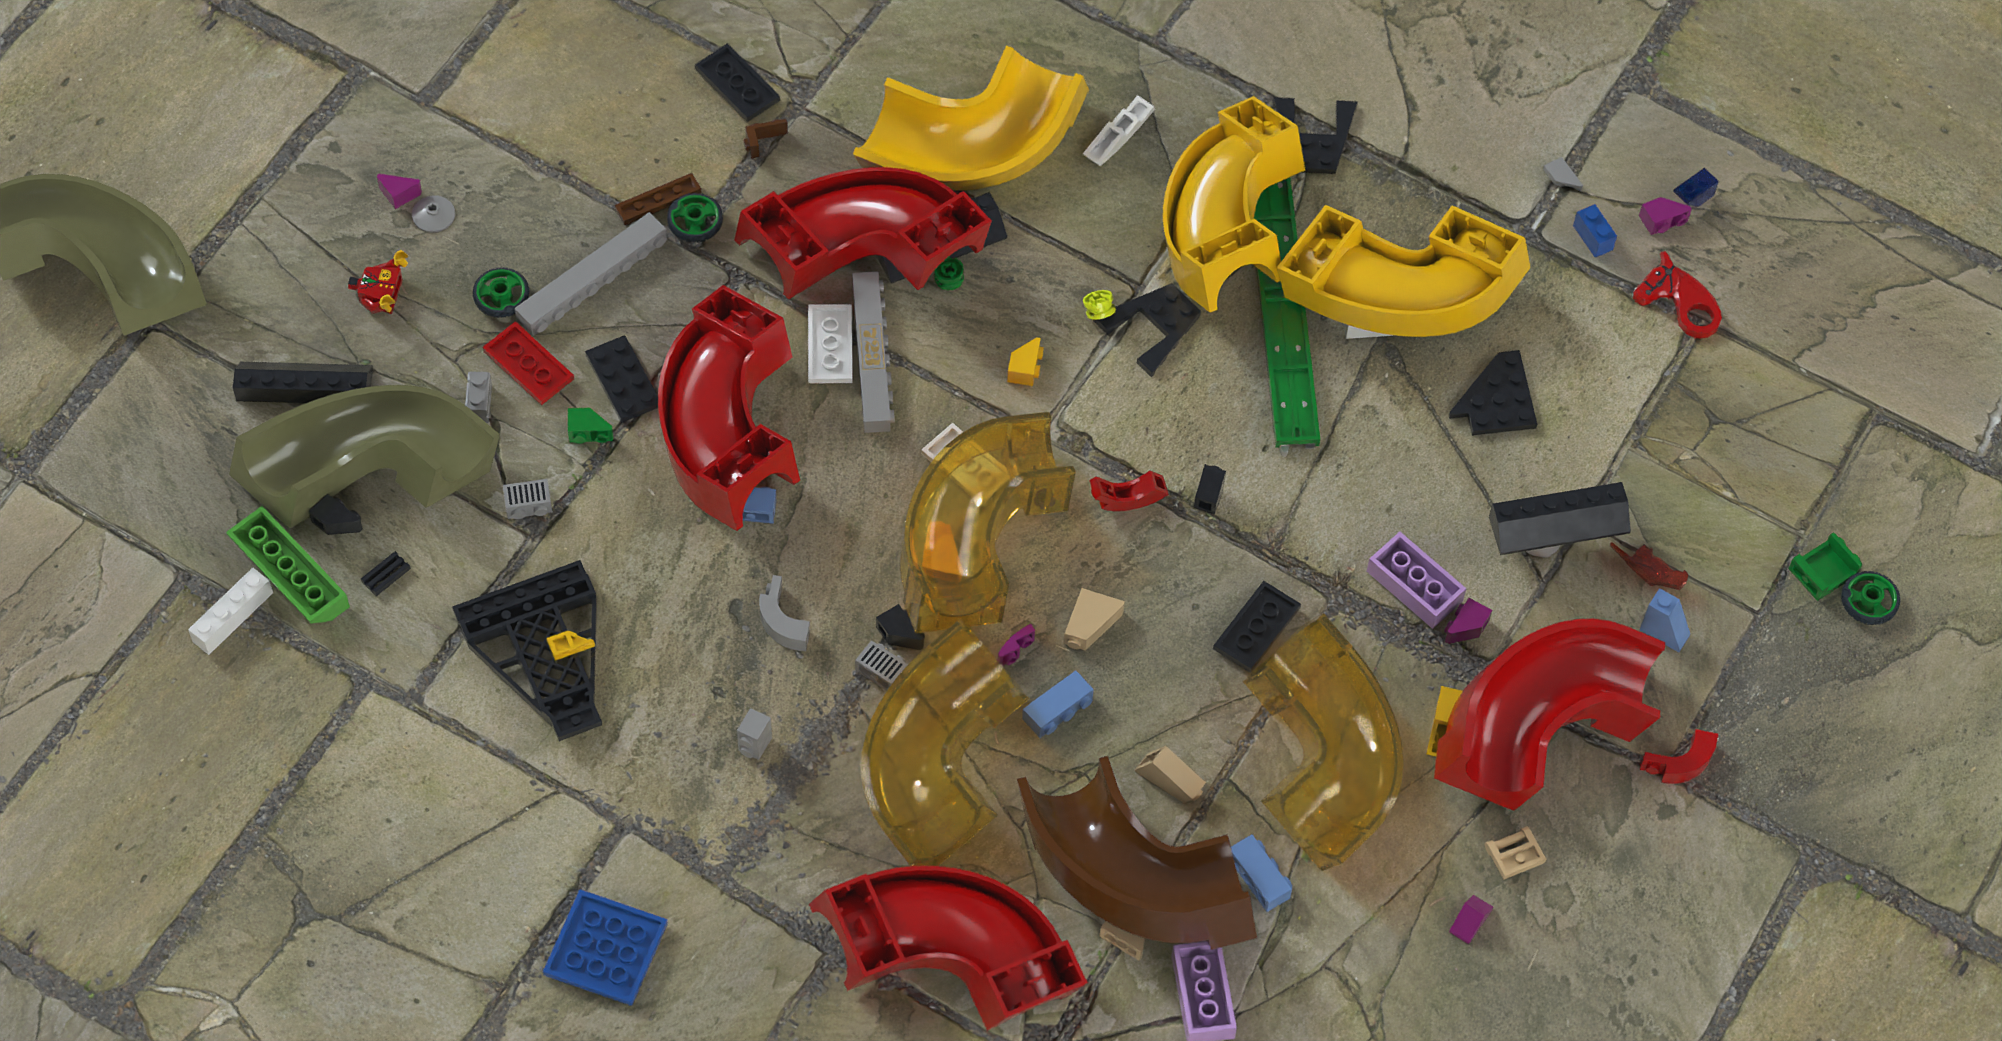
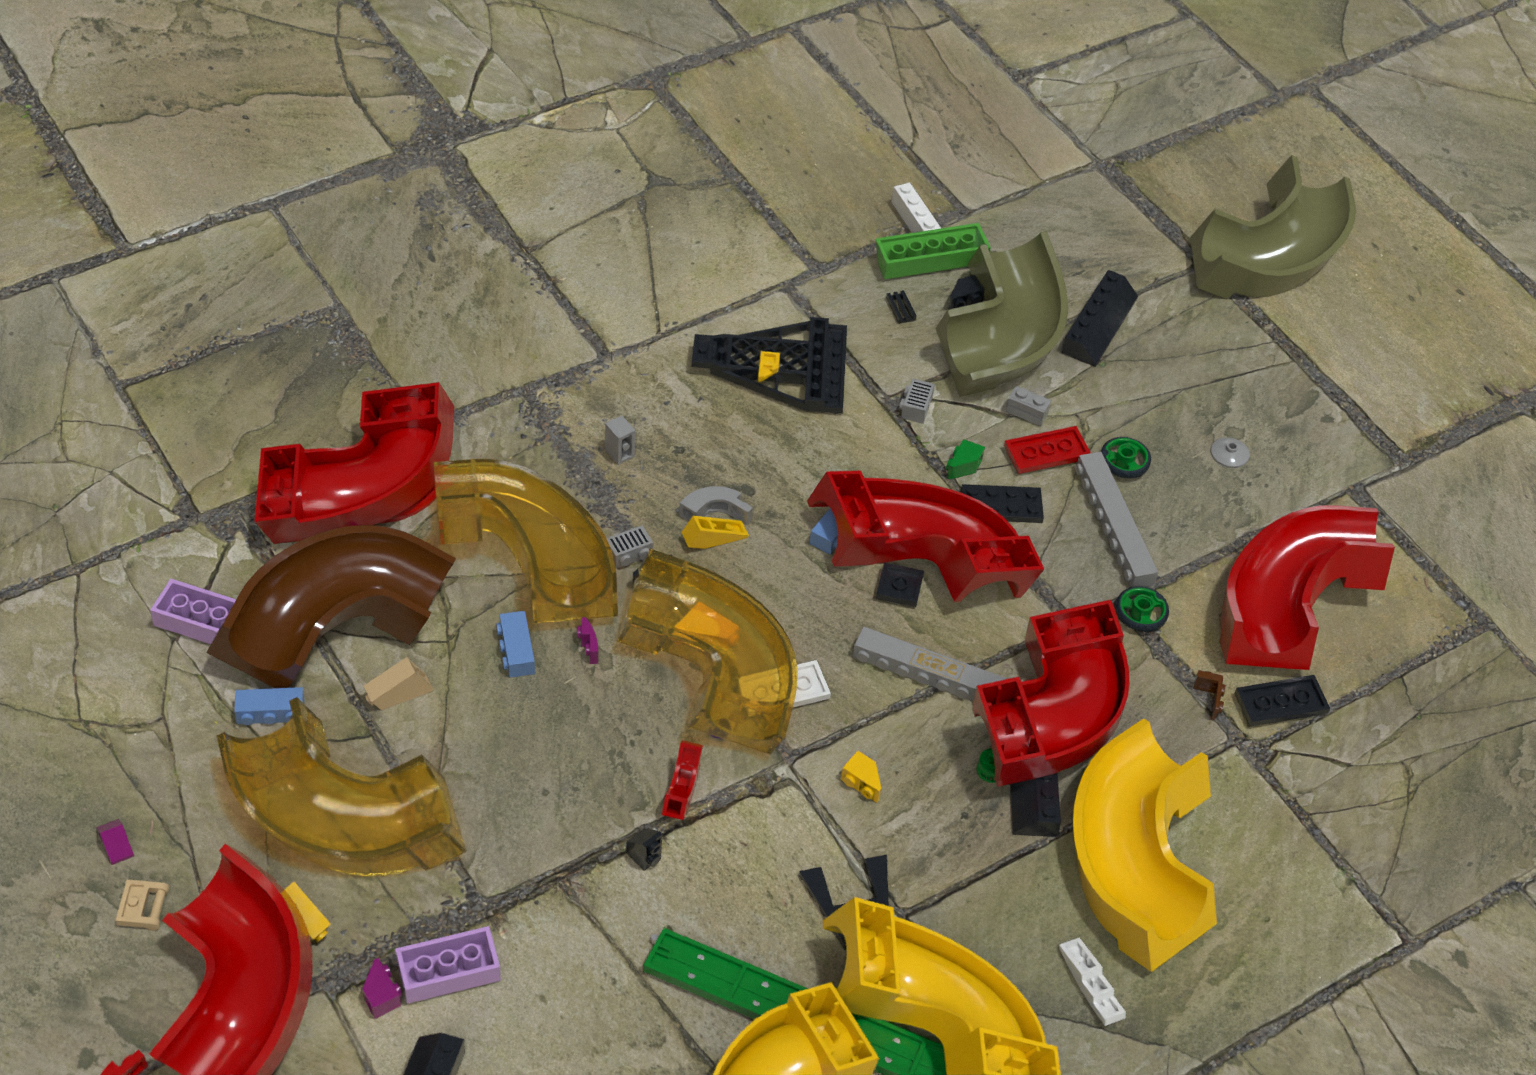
camera: 115 degrees right, 10 degrees down
(380, 284) = (1164, 387): red torso -> none
(399, 189) = (1260, 432): magenta slope -> none
(601, 109) = (1284, 571): none -> red piece
(605, 947) = (514, 305): blue plate -> none
(656, 199) = (1175, 593): reddish brown plate -> none
(786, 418) = (900, 584): none -> black plate
(818, 602) = (711, 532): none -> yellow slope
(830, 343) = (962, 644): white plate -> none
(1091, 618) = (580, 703): tan slope -> none
(1099, 304) = (894, 857): neon yellow wheel -> none
(1257, 626) = (491, 821): black plate -> none

